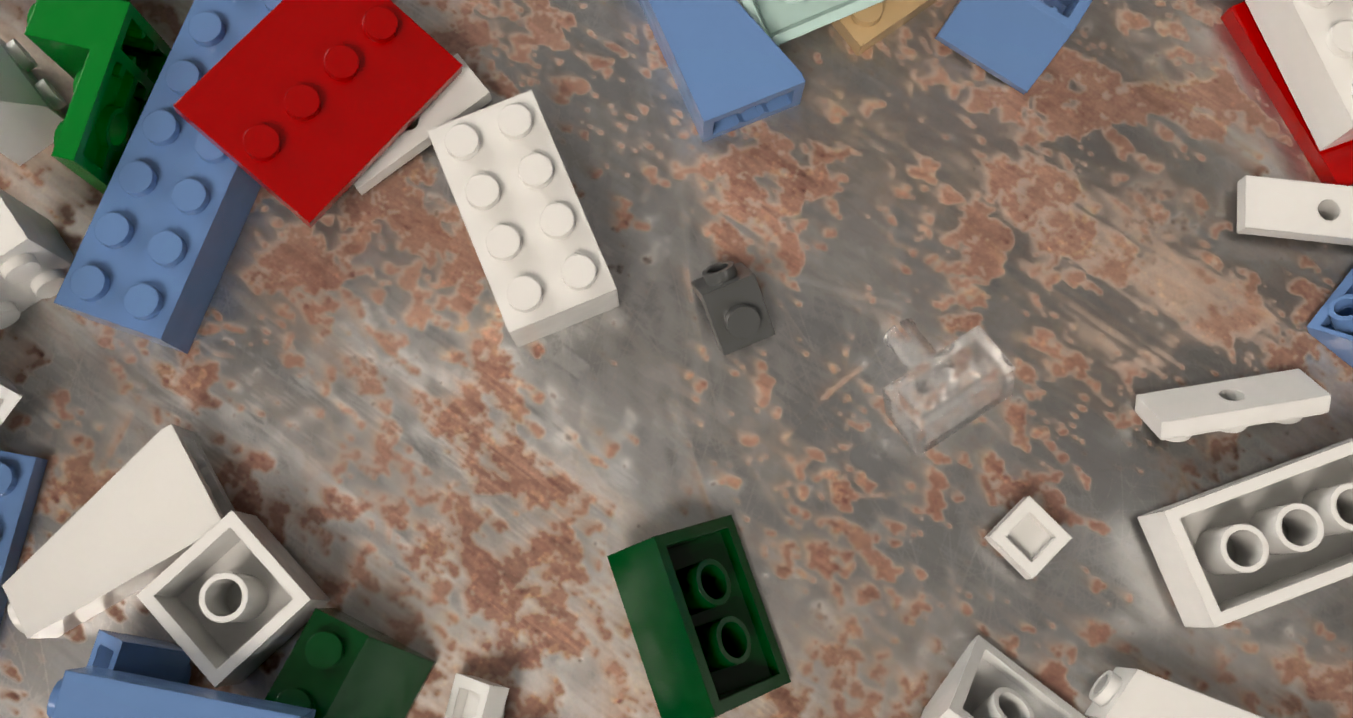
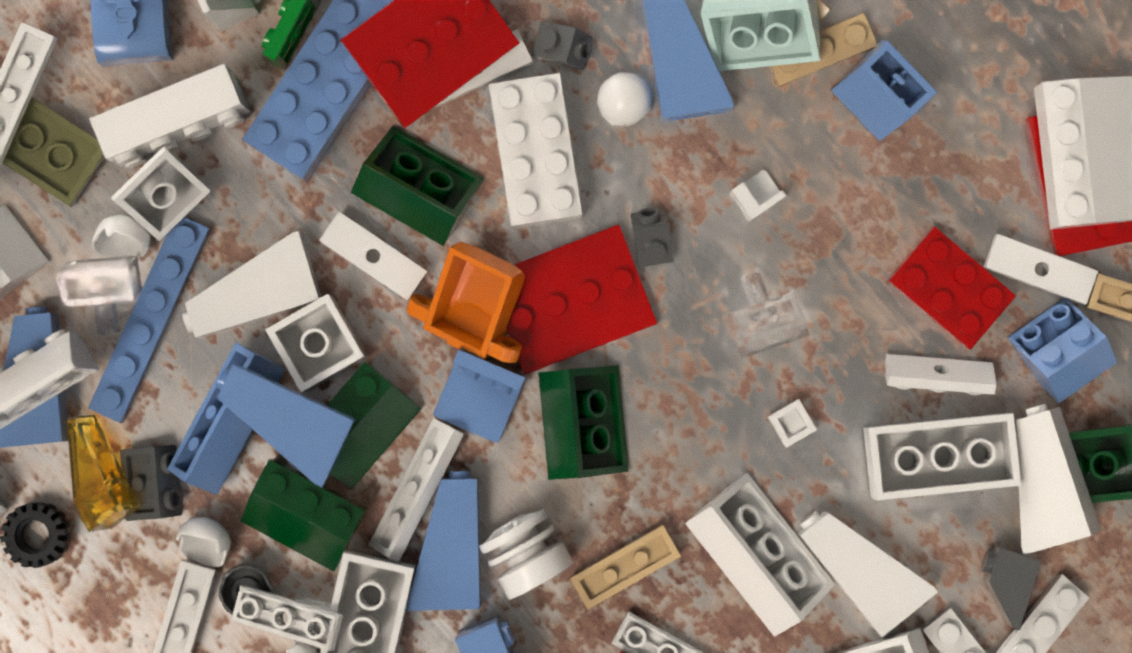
camera: 20 degrees right, 10 degrees up
(278, 428) = (356, 243): none -> white tile
(350, 314) = (417, 185): none -> dark green slope
(475, 469) = (473, 303): none -> orange piece
(521, 619) = (478, 396): none -> medium blue bracket
(529, 62) = (562, 45): none -> dark grey bracket
(632, 431) = (578, 300): none -> red plate
(640, 117) = (625, 99): none -> white hair
(872, 209) = (757, 195): none -> white panel
(1201, 275) = (951, 288): none -> red plate

